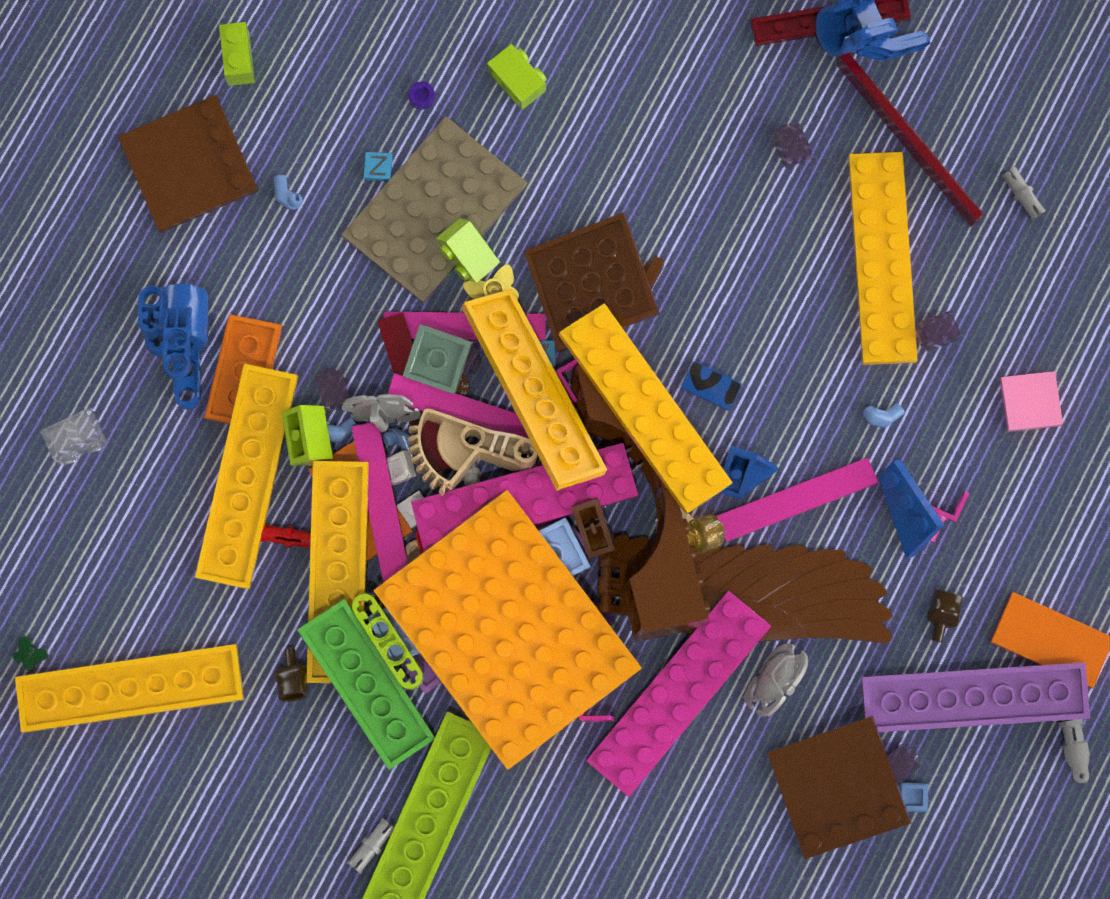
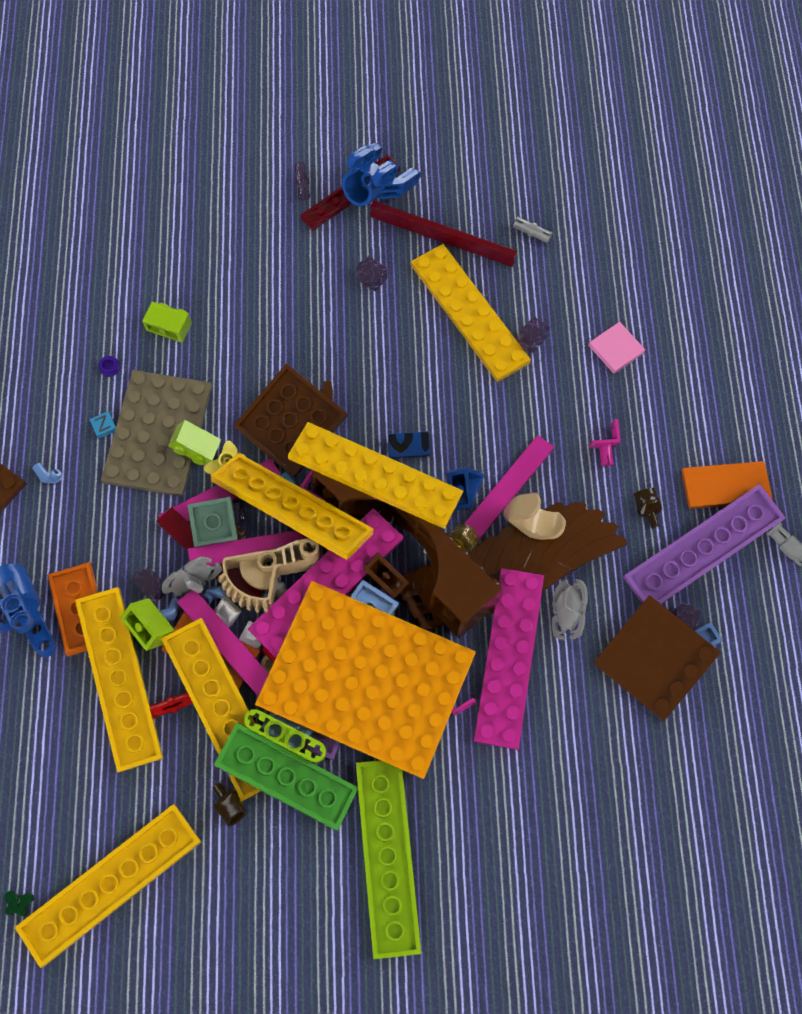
camera: 30 degrees left, 10 degrees down
(371, 846) = (355, 895): light grey pin -> none
(796, 558) = (534, 522): none -> tan animal
(882, 418) = (531, 406): medium blue arm -> none
(909, 508) = (585, 450): blue wing -> none

